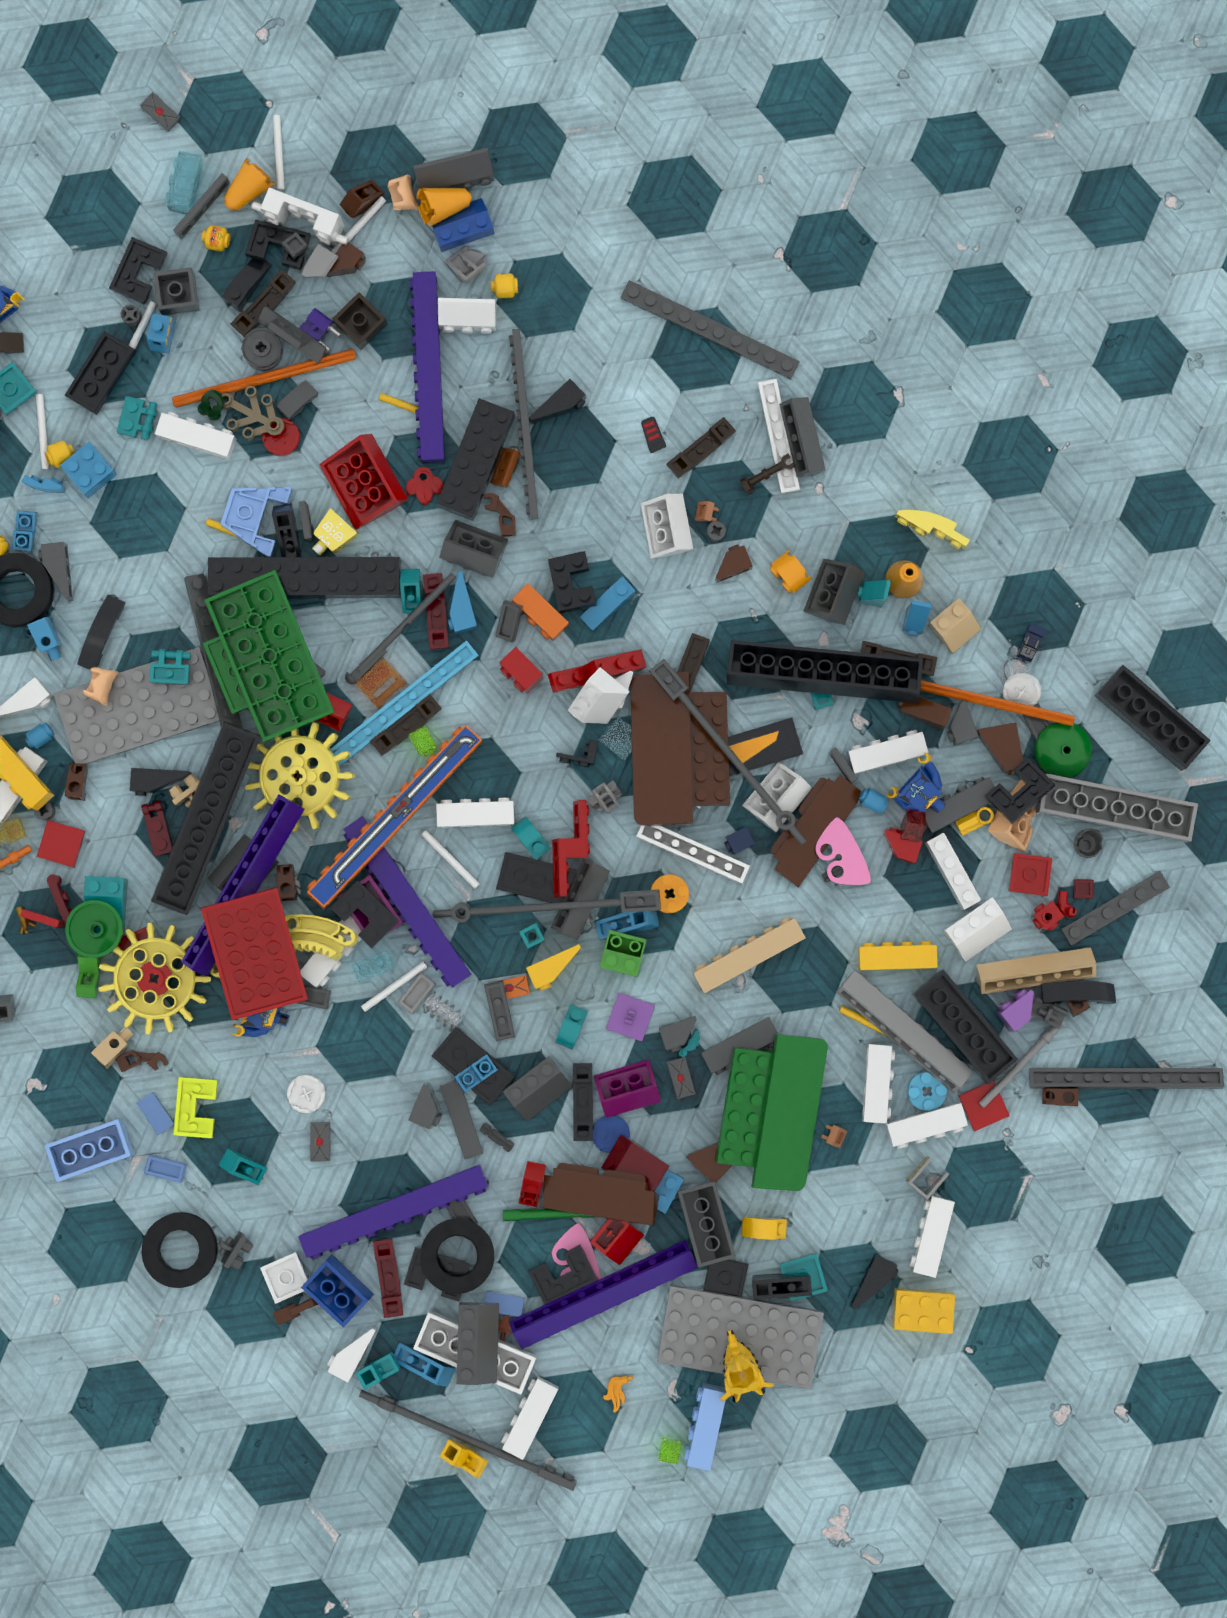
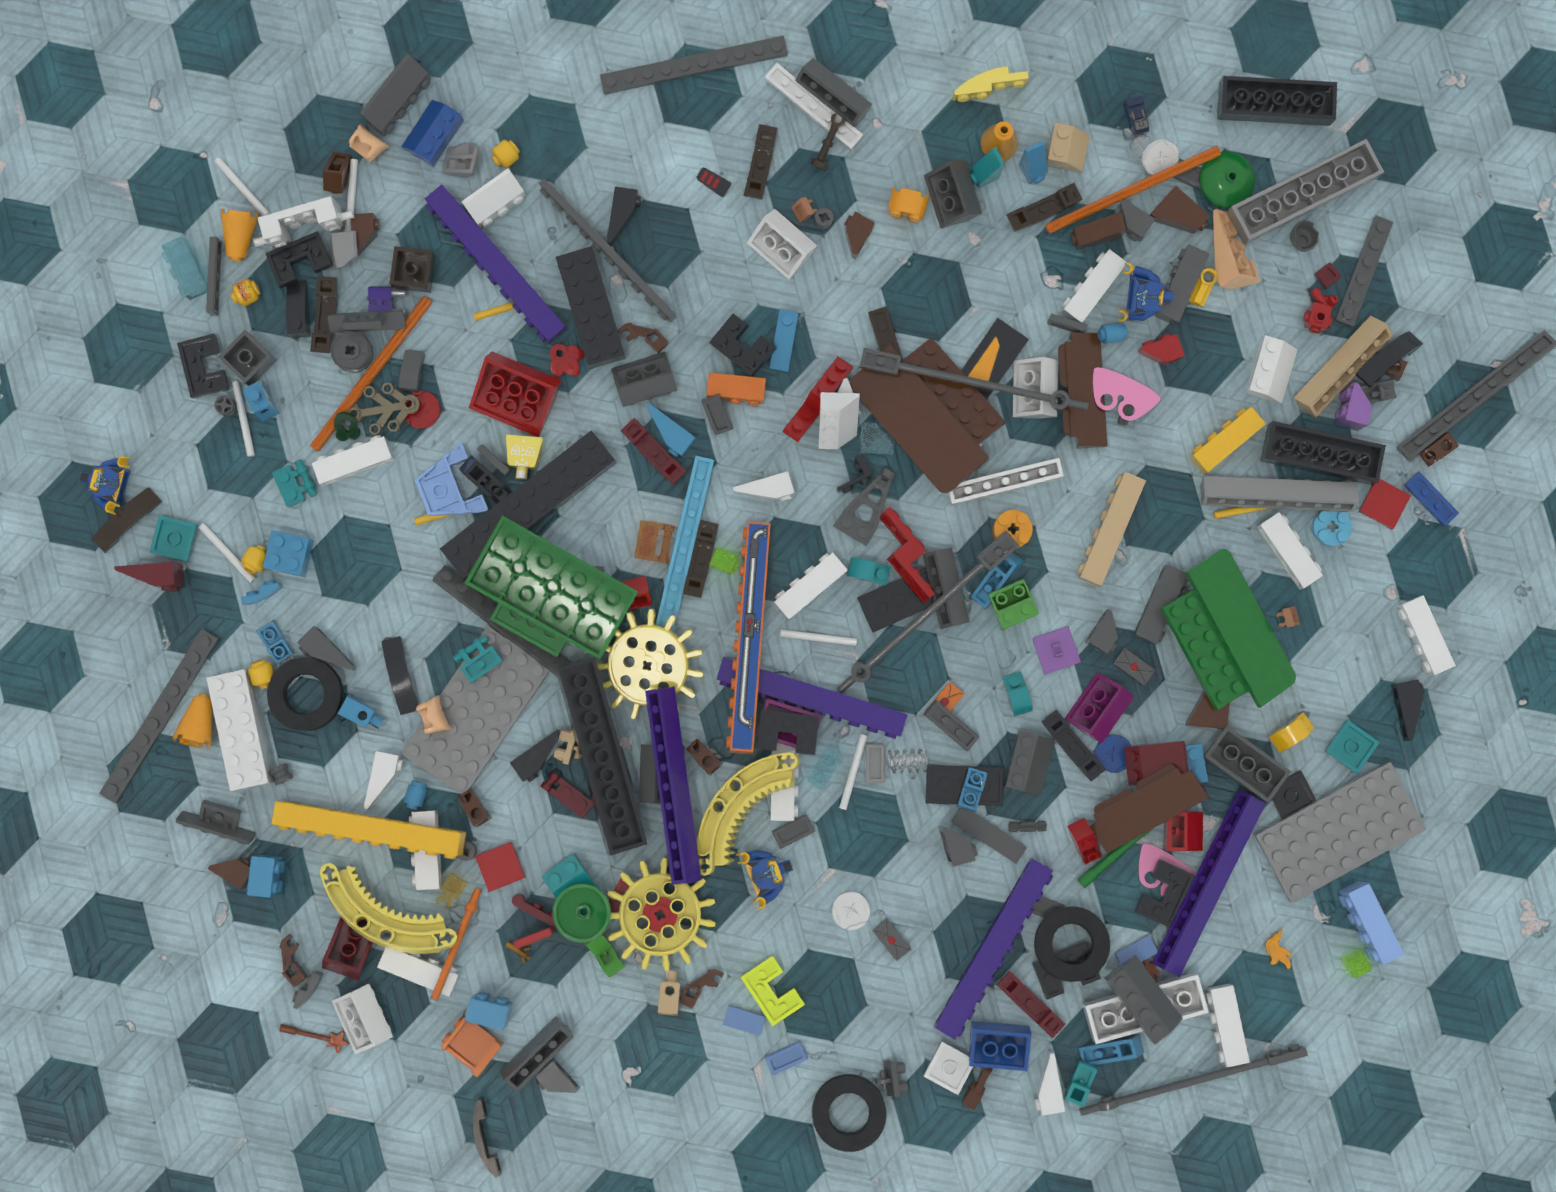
camera: 40 degrees left, 0 degrees up
(89, 1149) = (715, 1090): light blue brick -> none
(100, 373) = (237, 470): black tile -> none
(160, 112) = (121, 227): dark grey tile -> none
(242, 1166) = (846, 1007): teal slope -> none
(254, 953) = (726, 831): red plate -> none
(294, 245) = (313, 249): dark grey tile -> none
(380, 650) = (633, 521): dark grey bar -> none
(410, 589) = (621, 450): teal slope -> none
(441, 203) = (404, 126): light orange cone -> none
(464, 1457) = (1202, 1096): yellow brick -> none
(505, 467) = (618, 296): dark orange plate -> none
(506, 712) = (772, 487): none -> white slope
(521, 670) = (758, 445): red brick -> none
(525, 935) = (935, 642): teal plate -> none
(547, 794) = (853, 526): none -> dark grey plate
(548, 970) = (967, 659): yellow slope -> none
(604, 794) = (899, 493): light grey piece -> none
(691, 1044) = (1121, 633): teal piece -> none
(739, 841) = (1033, 446): dark blue brick -> none
(741, 1370) = (1365, 858): yellow piece -> none
(780, 1286) = (1341, 767): black slope -> none
(821, 700) = (1008, 285): teal tile -> none
(824, 671) = (997, 260): black brick -> none
(913, 825) = (1160, 327): clear red brick -> none
(923, 1310) = (1465, 699): yellow brick -> none
(926, 1124) = (1353, 552): white brick -> none
(934, 1186) = (1397, 594): light grey piece -> none
(952, 871) = (1217, 340): white brick -> none
(1023, 1131) = (1431, 499): none -> blue plate
(1030, 874) = (1278, 296): red plate -> none
(1036, 787) = (1233, 222): black plate -> none
(1046, 1037) = (1390, 412): light grey bar -> none

